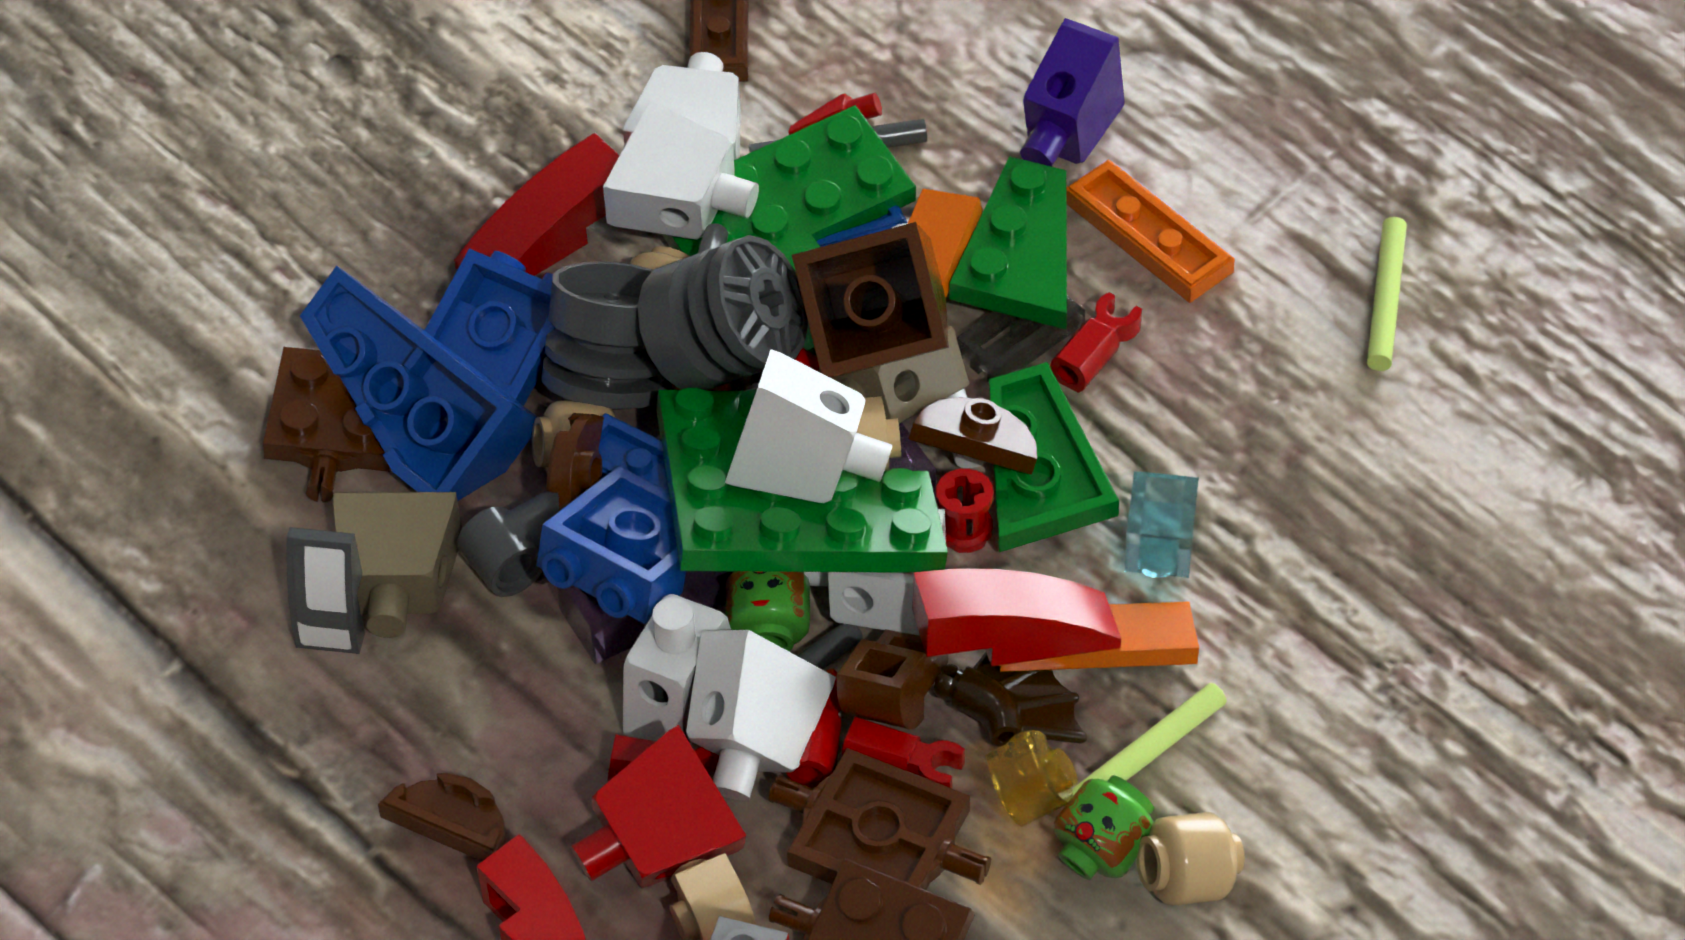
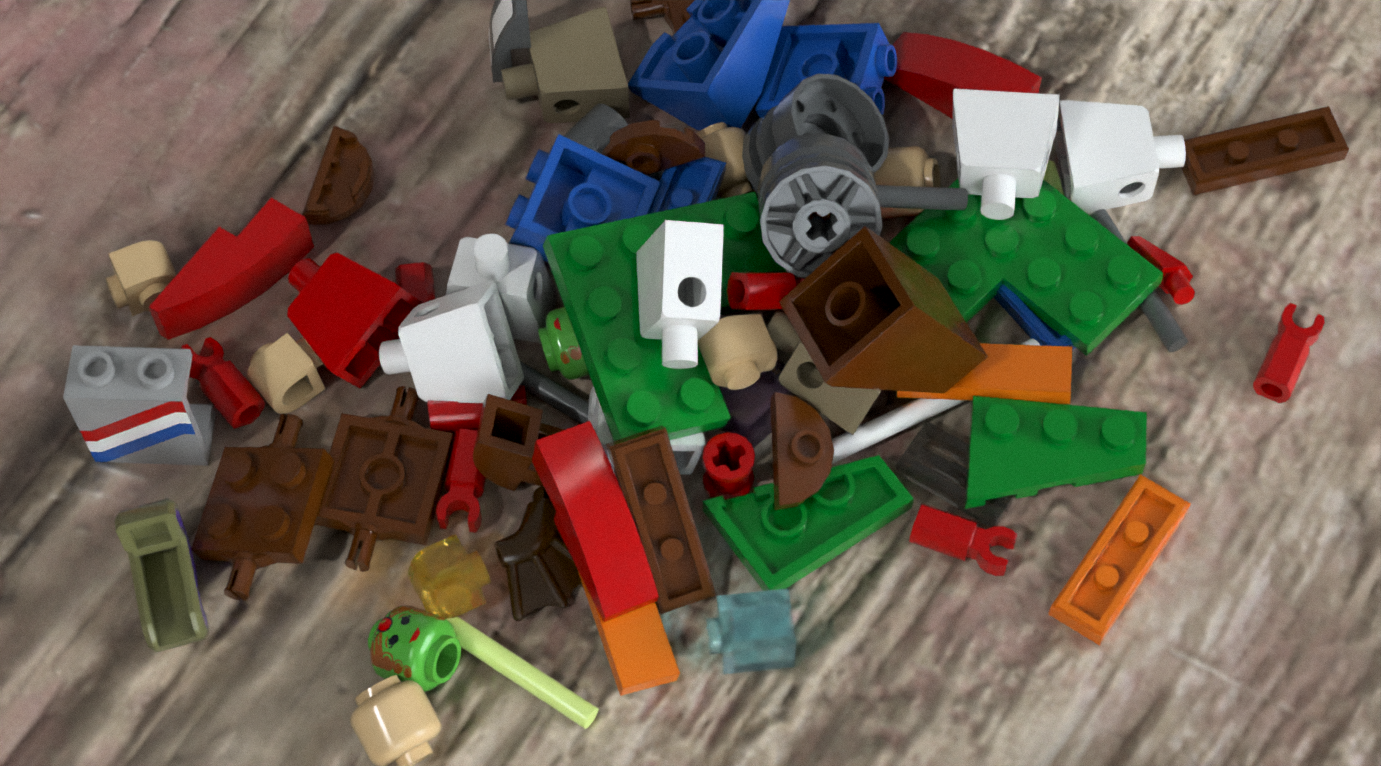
camera: 75 degrees right, 10 degrees up
(964, 49) = (1286, 357): none -> red bar
(988, 542) = (662, 517): none -> reddish brown tile
(1073, 95) = (1235, 448): dark purple torso -> none

